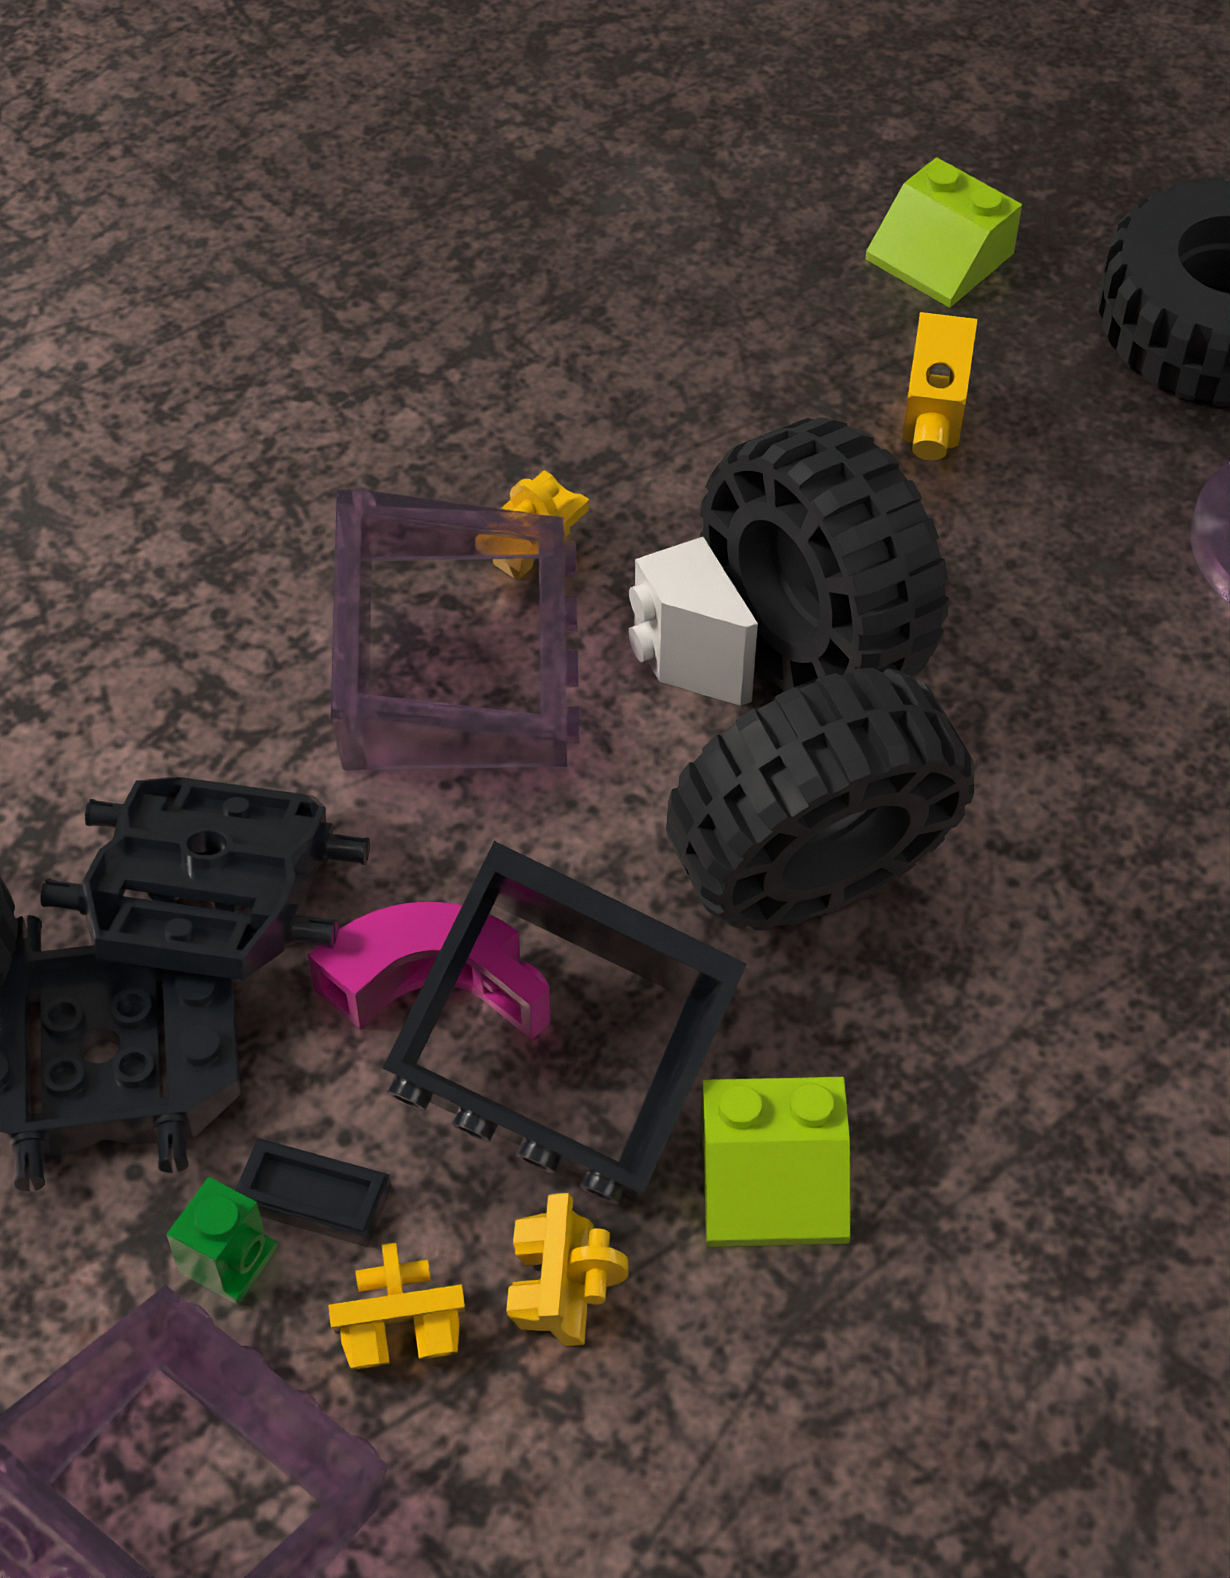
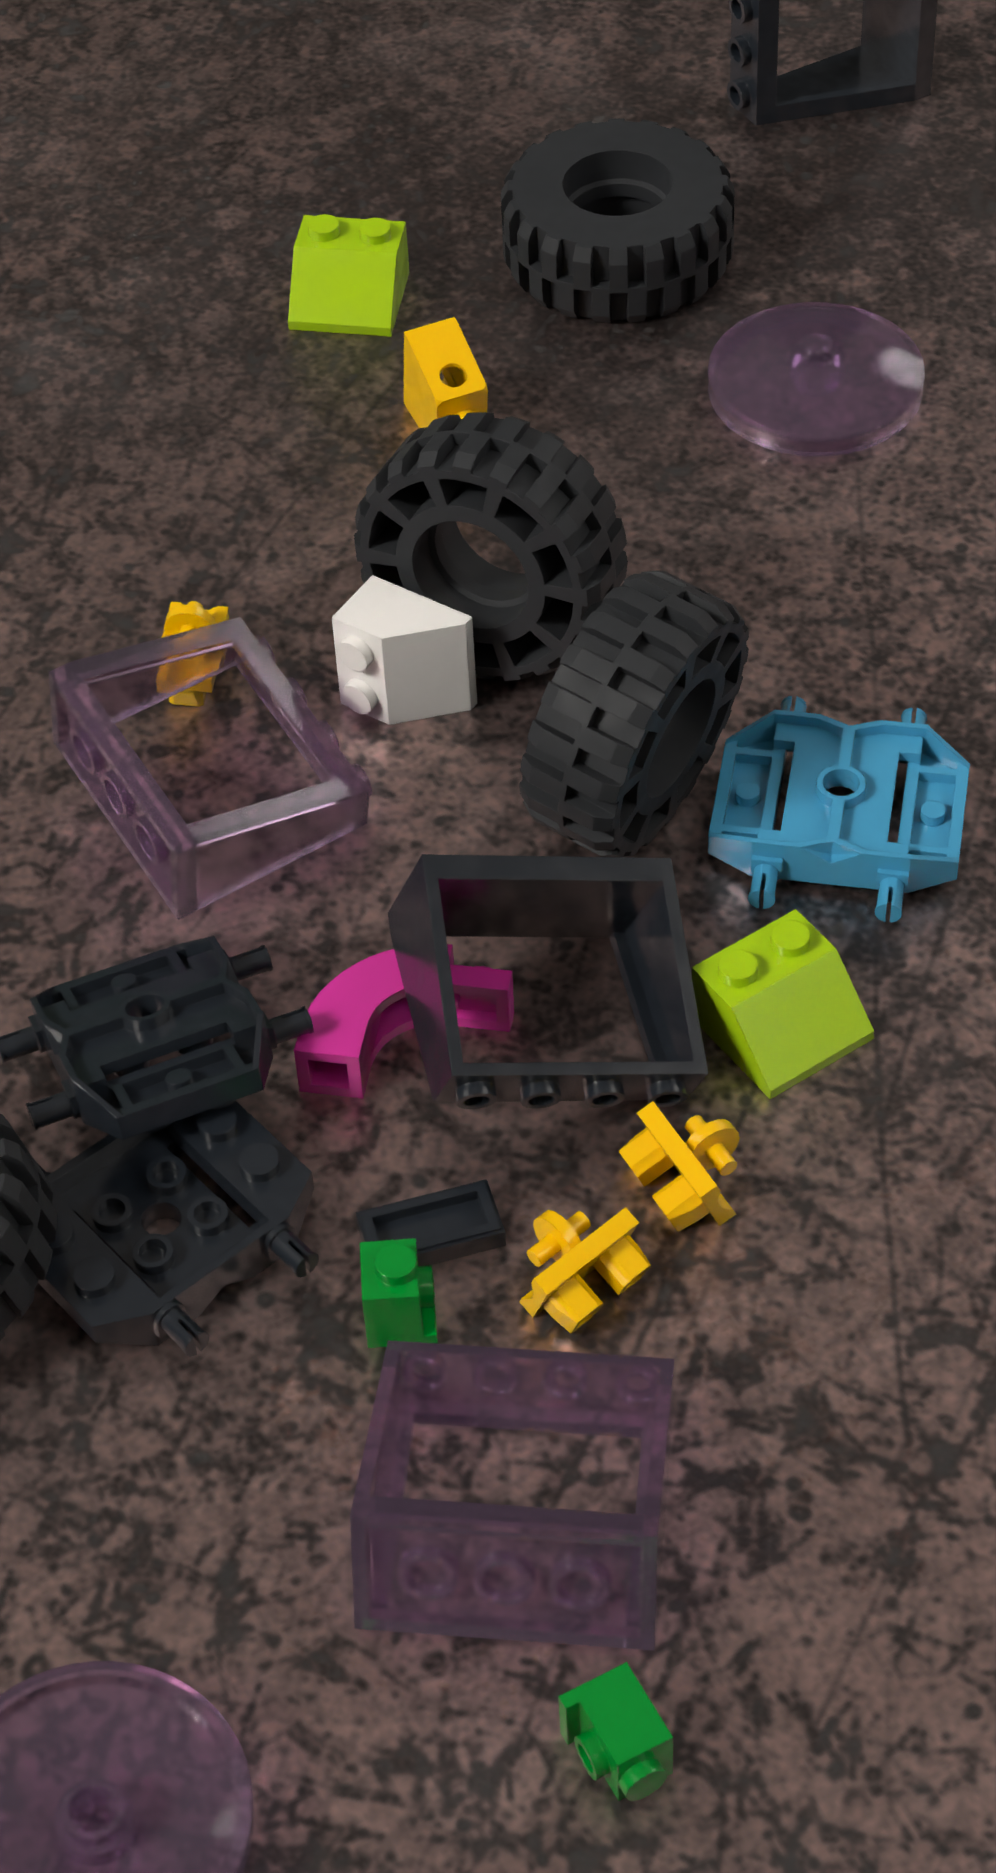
camera: 30 degrees left, 5 degrees down
(919, 986) = (831, 835): none -> dark azure piece

